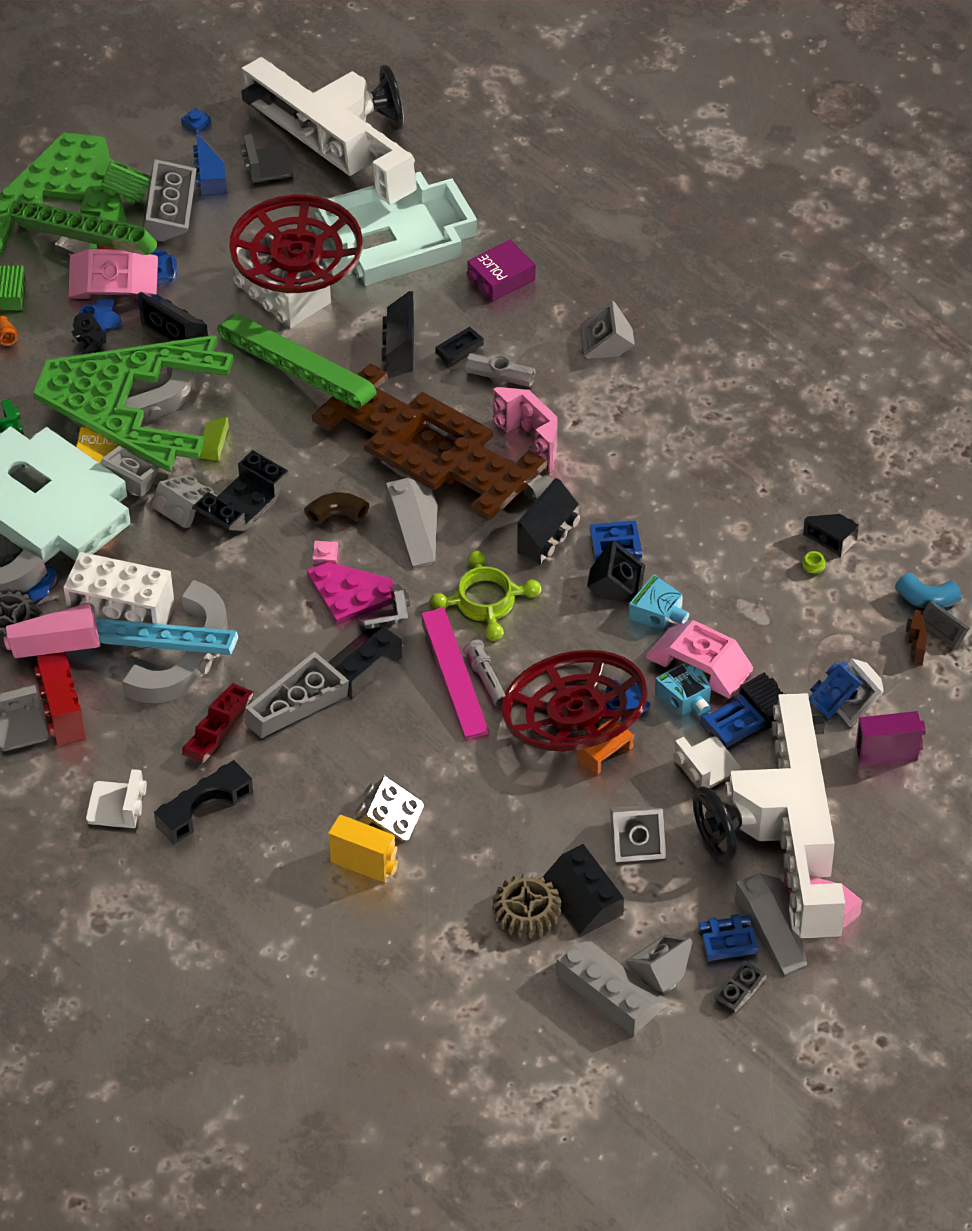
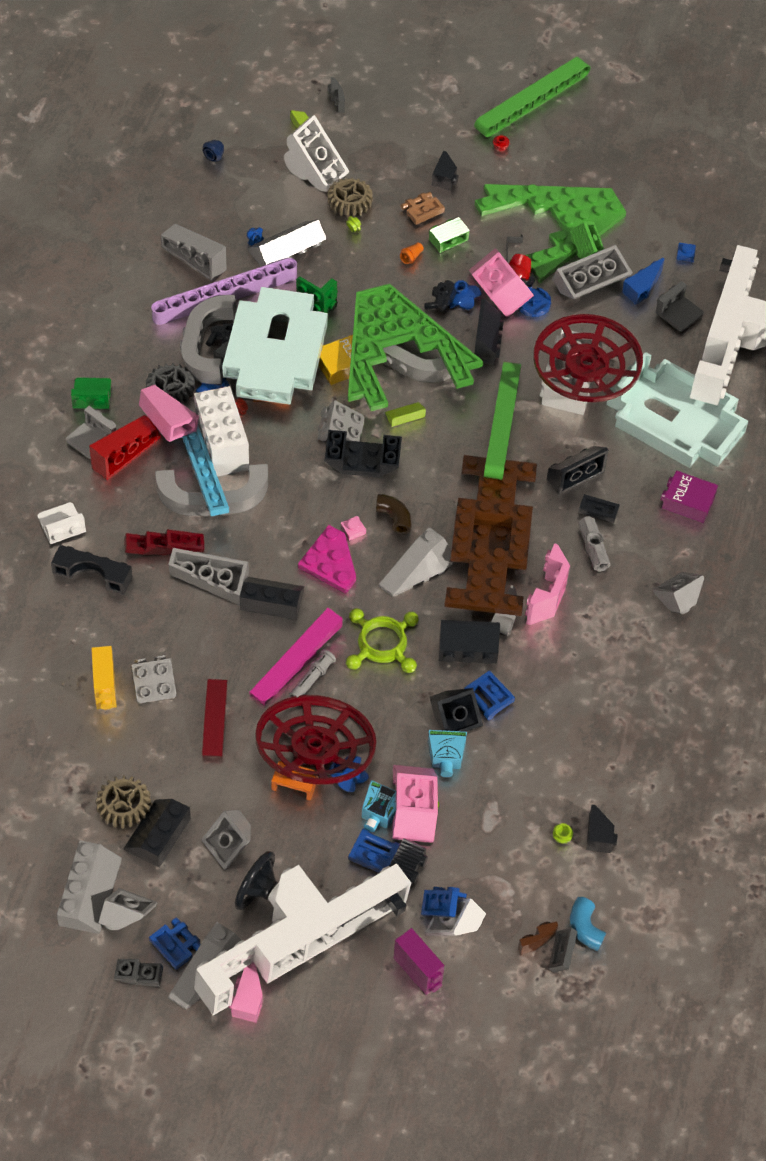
camera: 55 degrees right, 5 degrees up
(82, 227) = (516, 239): bright green beam -> none
(133, 469) = (332, 378): light grey slope -> none
(400, 601) = (320, 590): dark grey bracket -> none
(476, 775) = (214, 718): none -> dark red slope
(706, 762) = (322, 852): white bracket -> none

